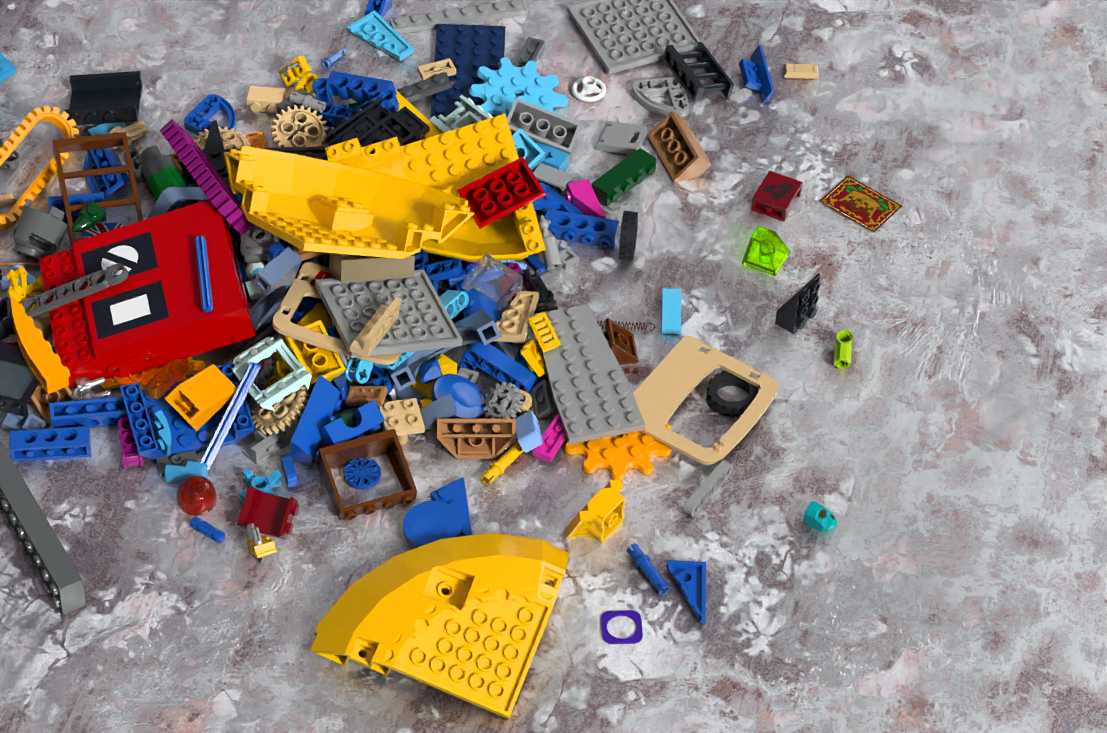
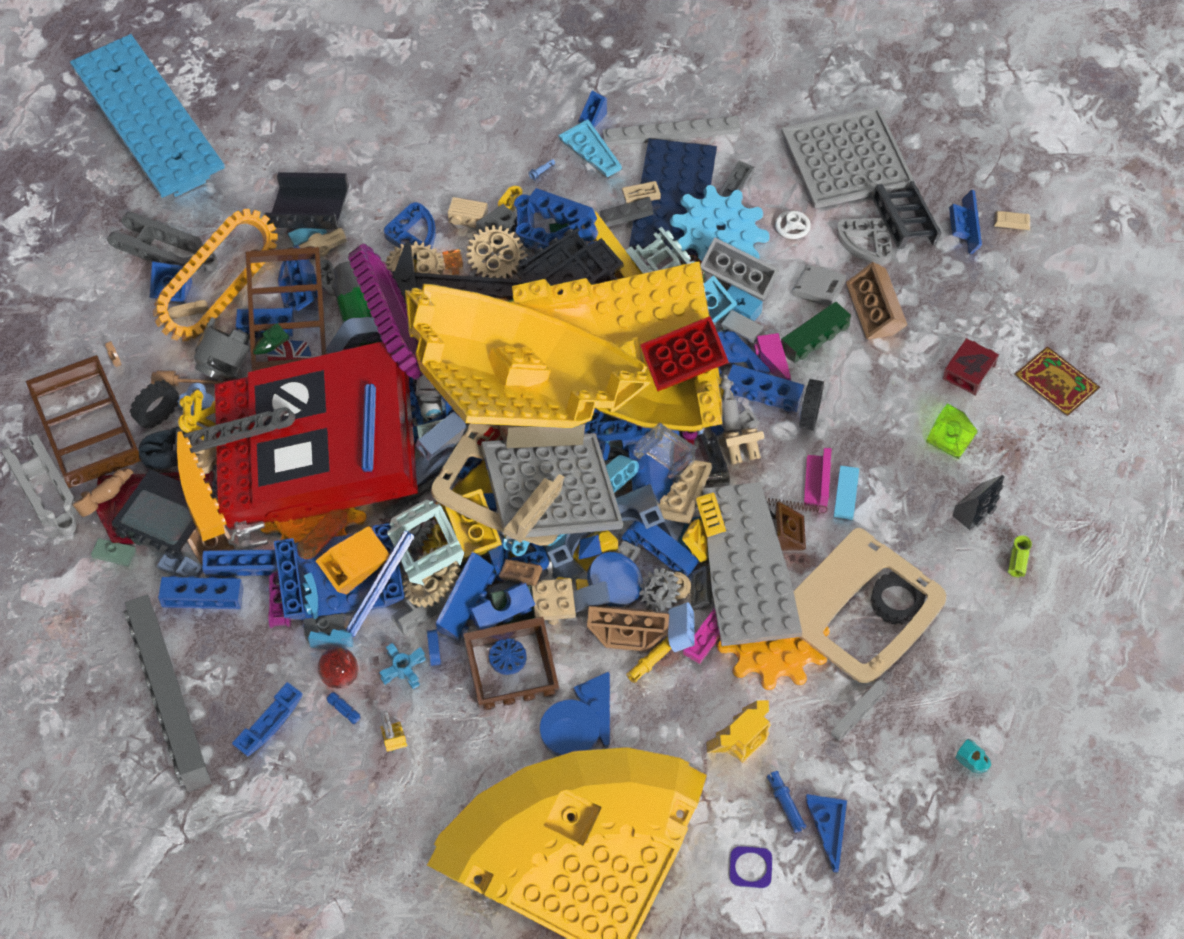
camera: 10 degrees right, 10 degrees up
(137, 545) = (269, 721): none -> blue slope
(268, 512) = (405, 697): dark red panel -> none
(299, 68) = (503, 181): yellow piece -> none
(307, 101) = (506, 221): light grey pin -> none
(558, 271) = (734, 439): none -> tan plate
(642, 301) = (818, 478): none -> dark pink panel

